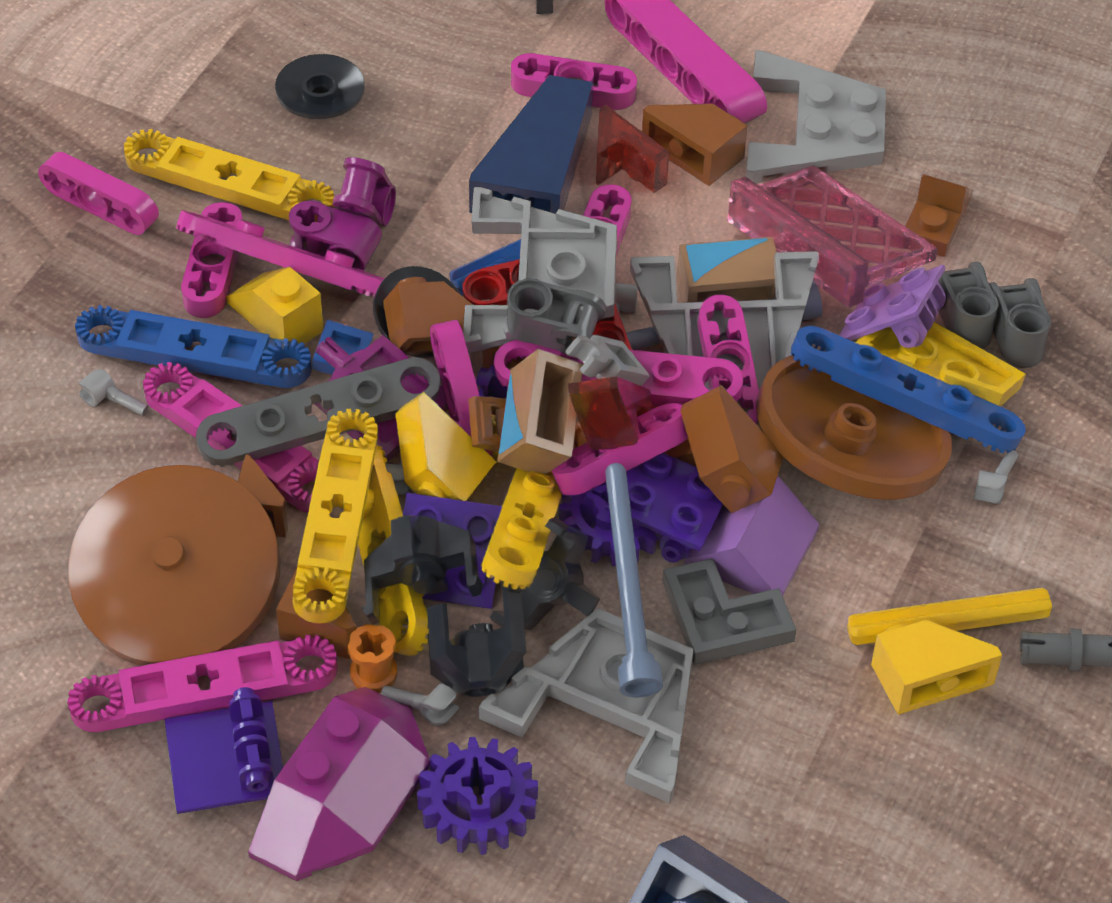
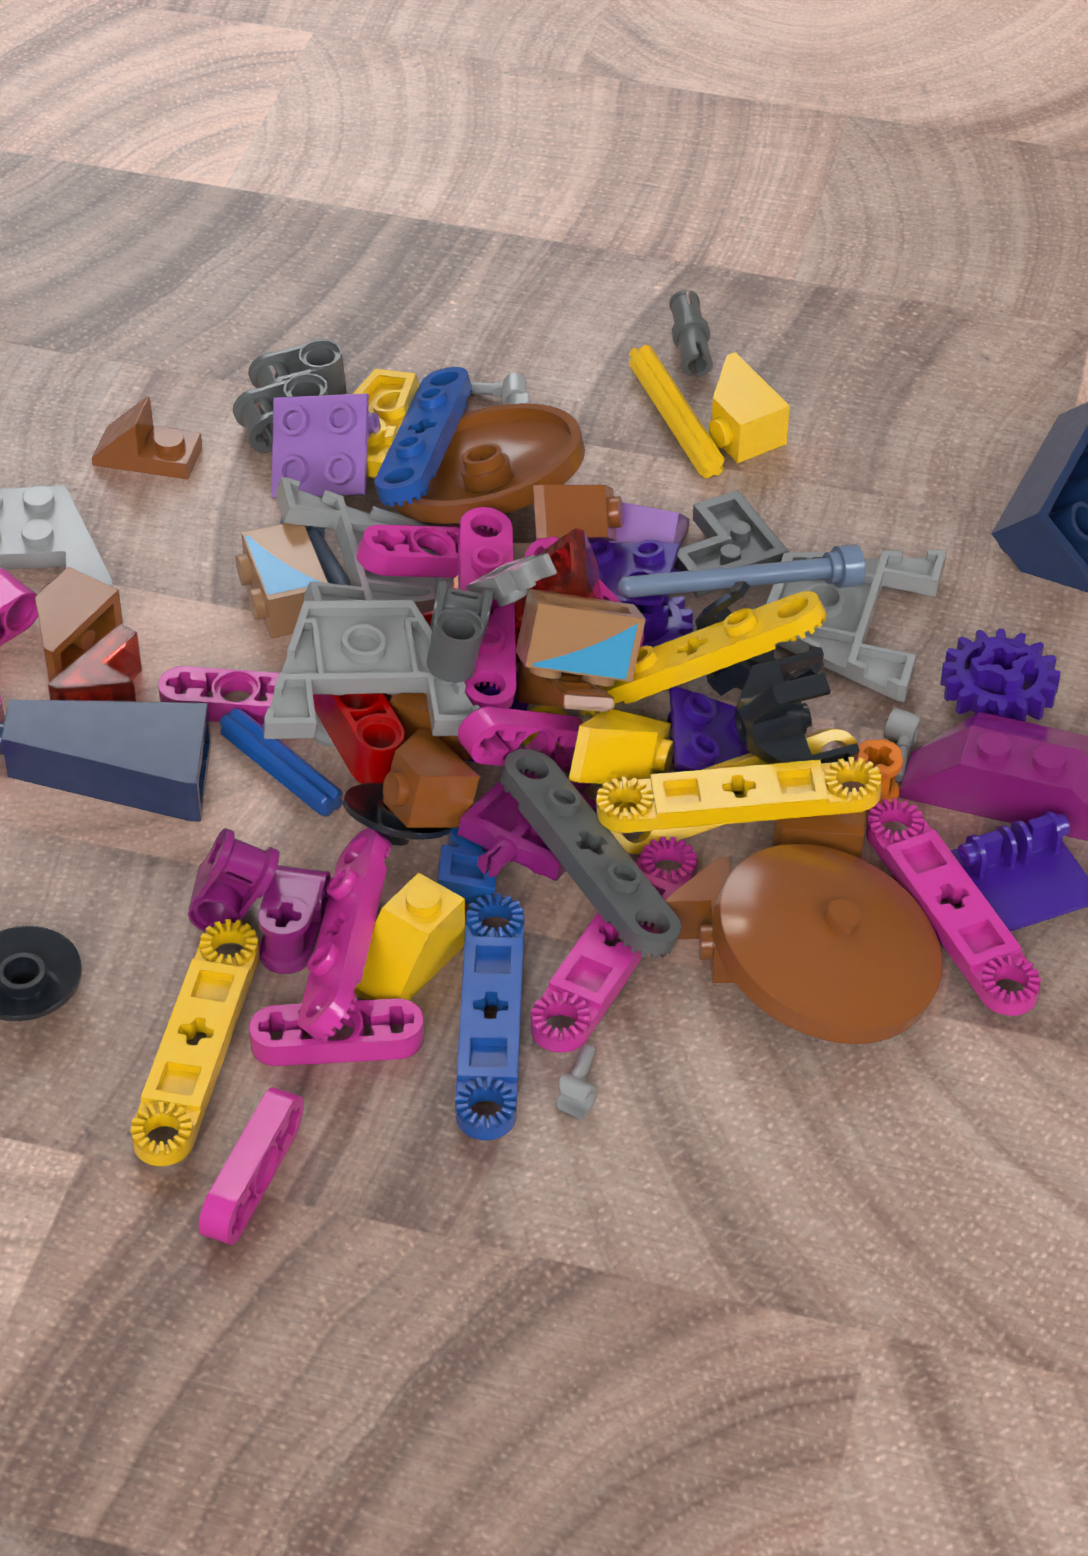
camera: 100 degrees left, 5 degrees down
(479, 658) = (862, 682): black piece -> none
(840, 267) = (213, 541): clear pink fence -> none

